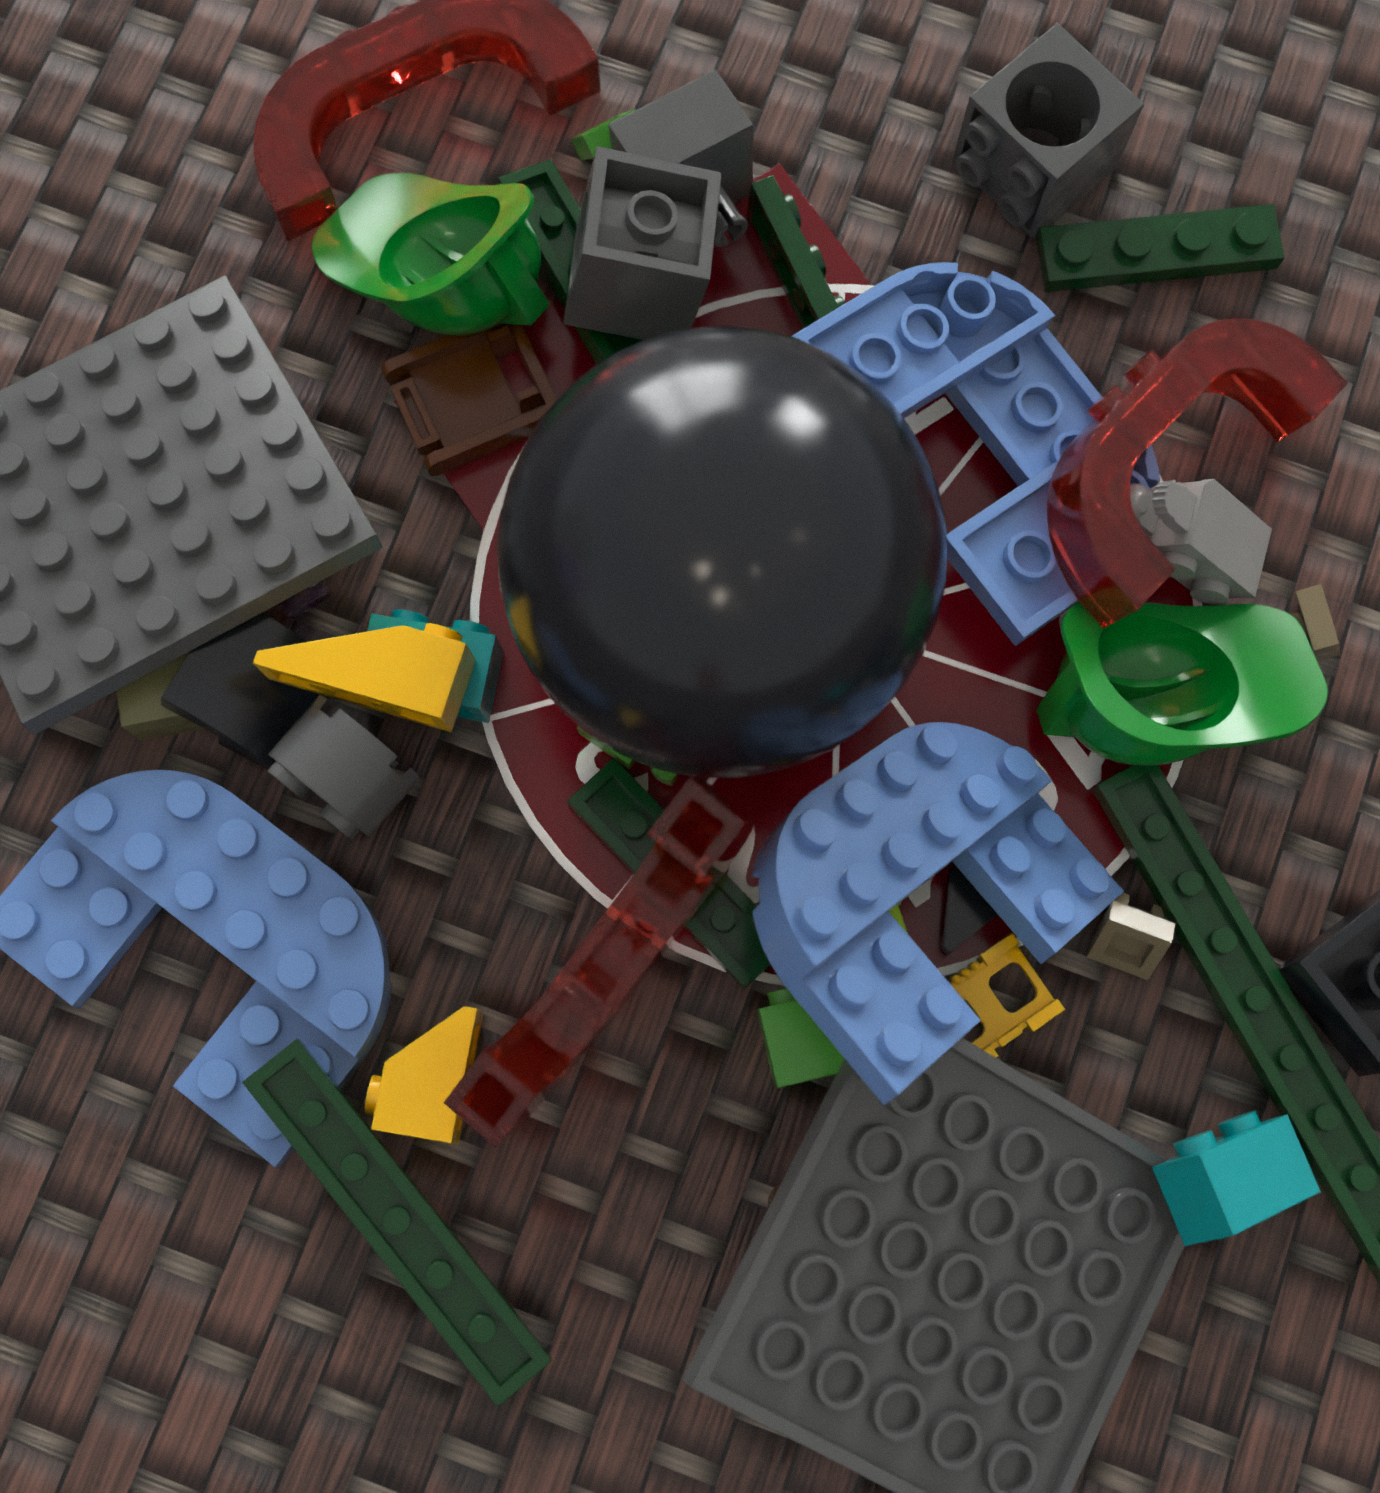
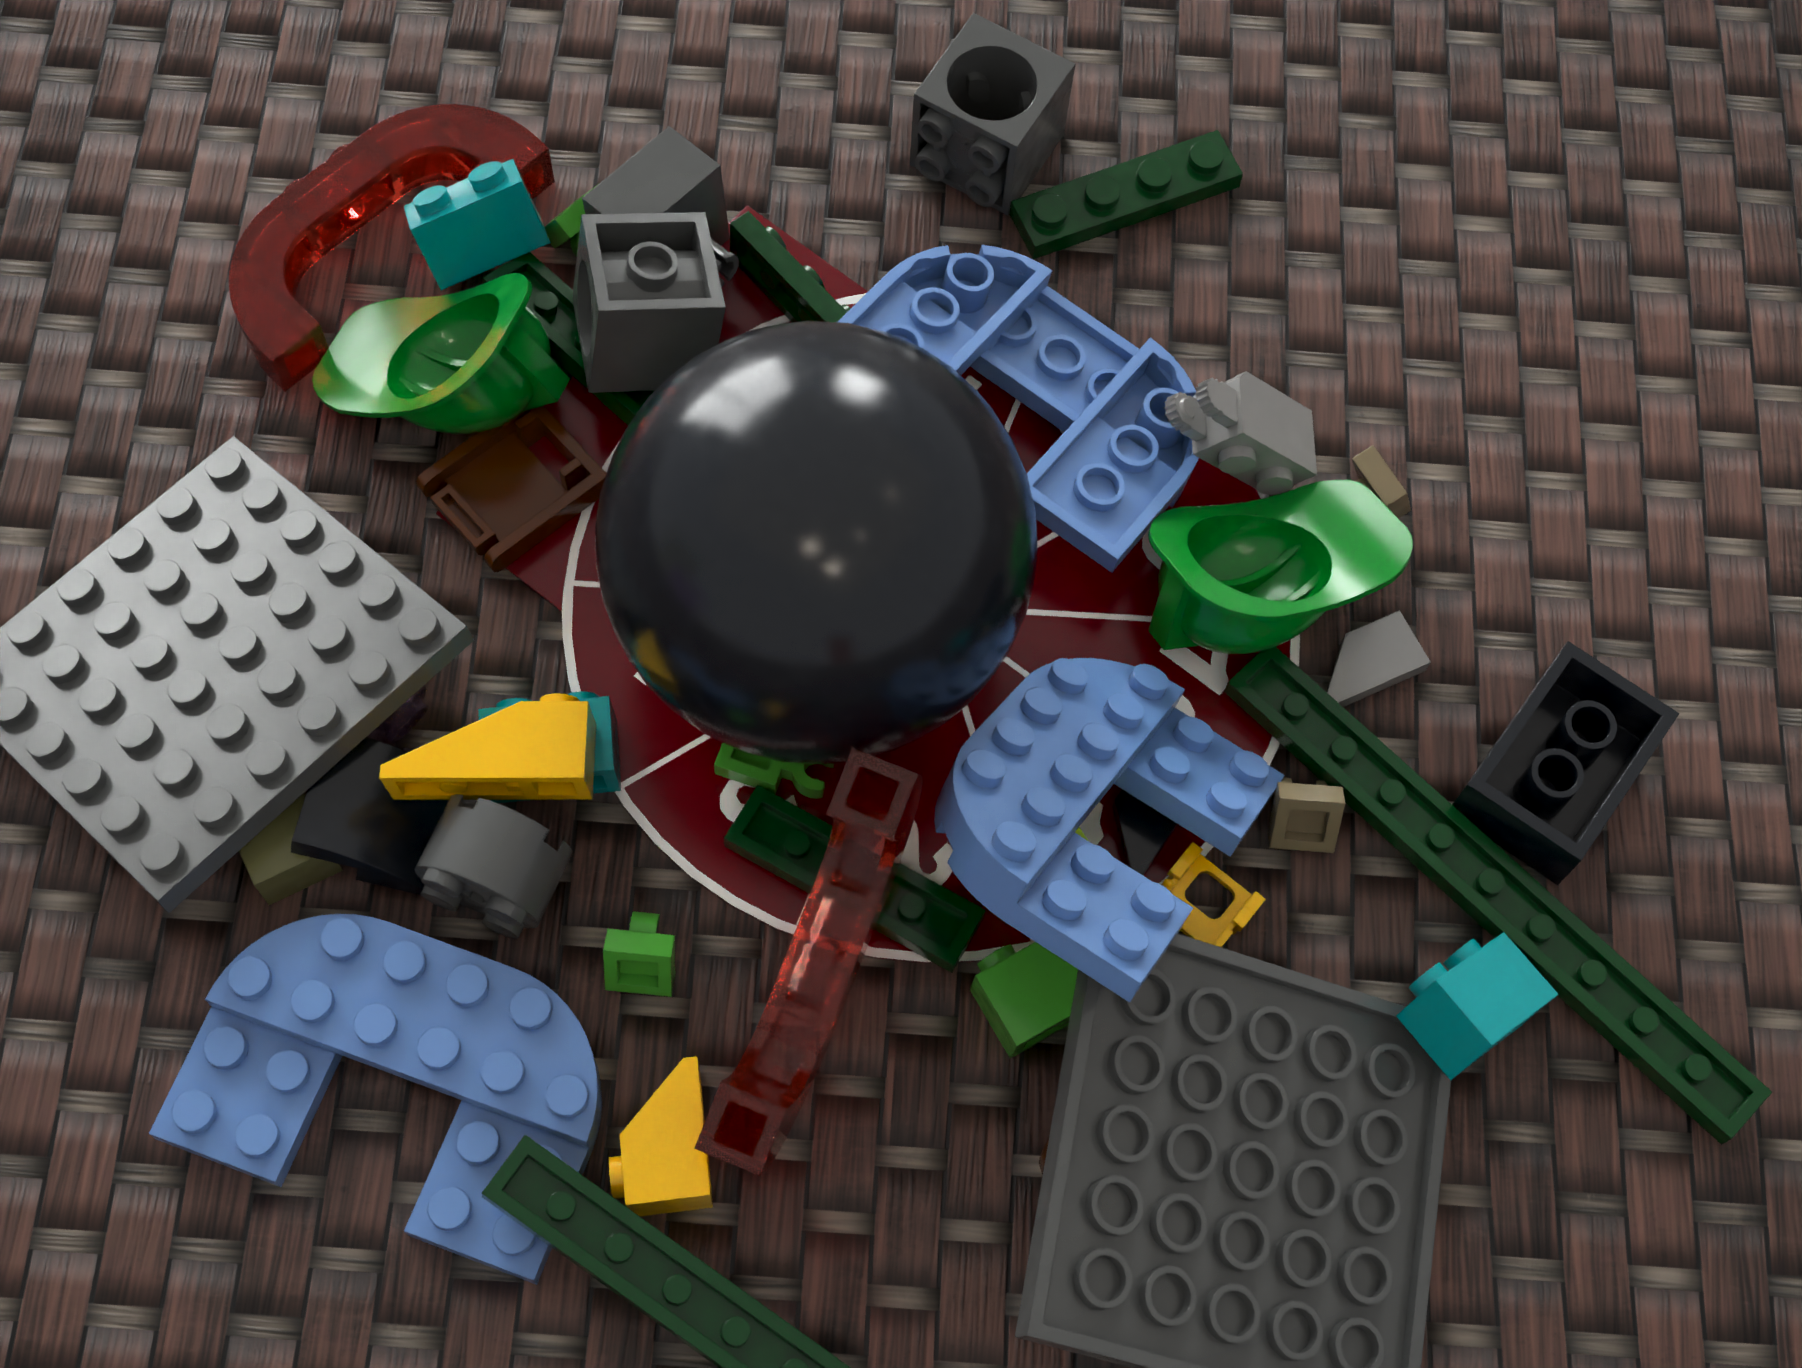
camera: 20 degrees left, 10 degrees down
(456, 893) = (640, 957): none -> bright green tile
(506, 119) = (475, 223): none -> teal brick
(1089, 502) = (1138, 419): clear red arch -> none
(1252, 798) = (1376, 659): none -> light grey tile

